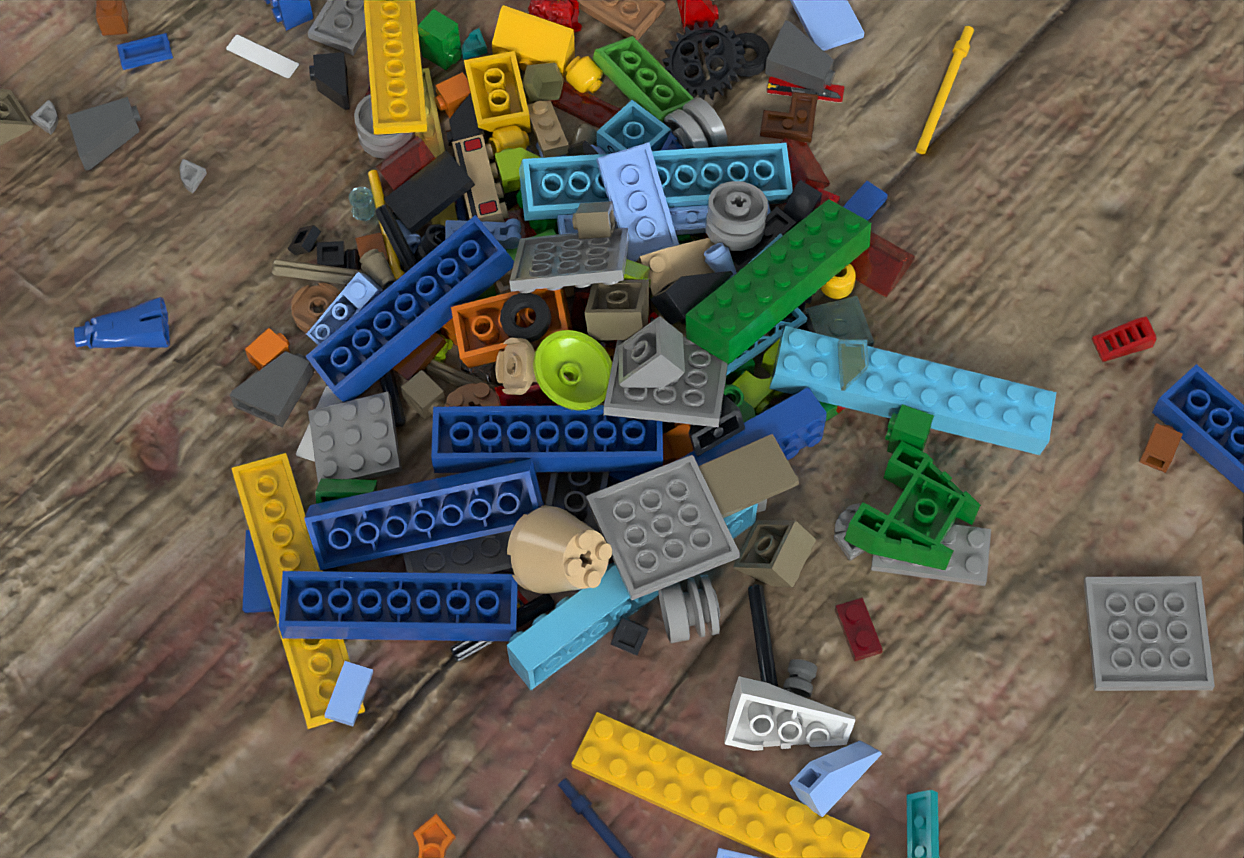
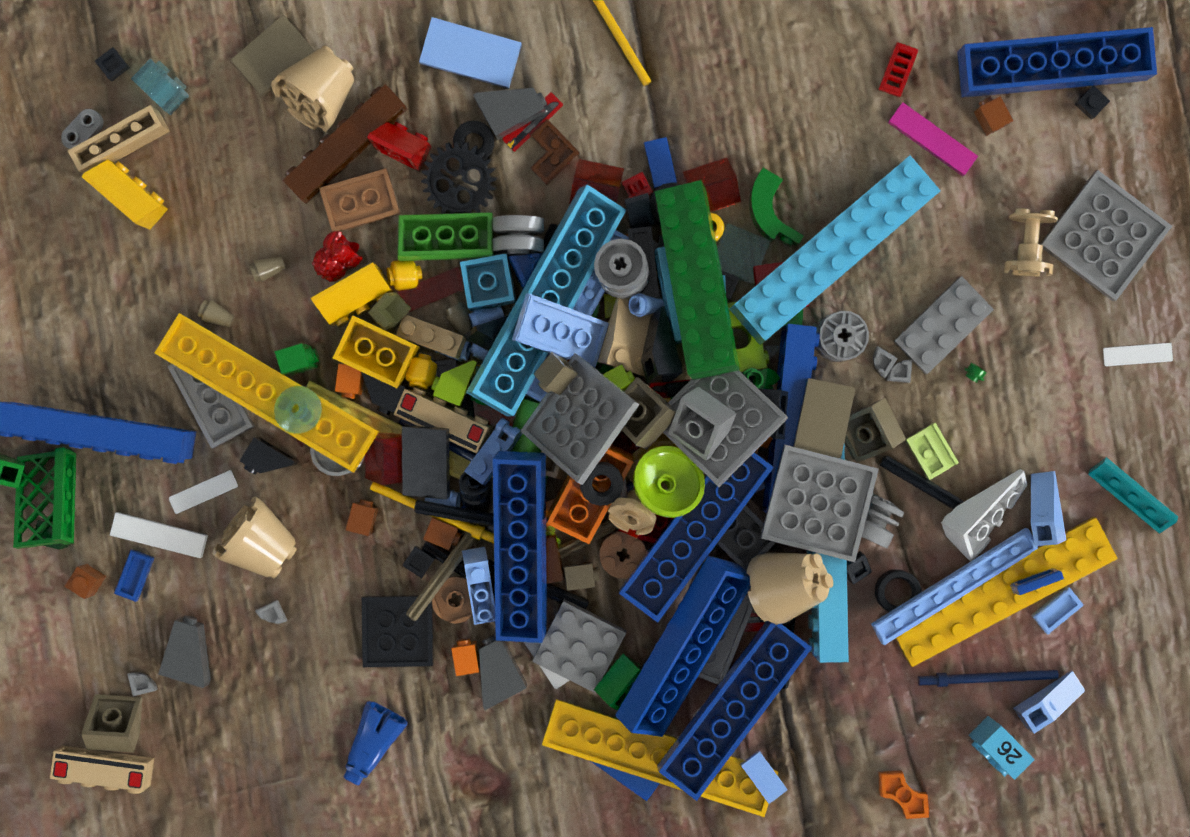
camera: 55 degrees left, 25 degrees up
(196, 46) = (158, 535): none -> white tile
(244, 282) = (394, 638): none -> black plate
(250, 108) = (256, 541): none -> tan cone
(304, 240) = (392, 572): black plate -> none
(336, 183) = (362, 517): none -> dark orange brick
(362, 203) = (387, 515): clear light blue bush -> none
(376, 266) = (464, 543): dark tan cone -> none
(395, 58) = (307, 415): none -> clear light blue dish
(474, 45) = (312, 332): teal tile -> none
(639, 672) = (885, 578): none -> black tyre
(684, 738) = (954, 586): none -> light blue tile
(755, 810) = (1036, 581): none -> blue tile
(800, 677) = (967, 481): dark grey wheel -> none
(801, 624) = (931, 451): none -> yellowish green plate
(838, 456) = (834, 348): none -> light grey wheel
(852, 360) = (797, 281): clear light blue tile -> none
(858, 629) = (960, 416): dark red plate -> none
(904, 305) = (762, 210): none -> green arch
(909, 426) = (862, 276): green brick -> none
(911, 609) = (975, 372): none -> green plate
(920, 516) = (925, 315): green wedge -> none
(1059, 570) = (1030, 252): none -> tan piece
(1066, 757) = (1138, 354): none -> white sticker
(1091, 415) = (932, 139): none -> dark pink tile

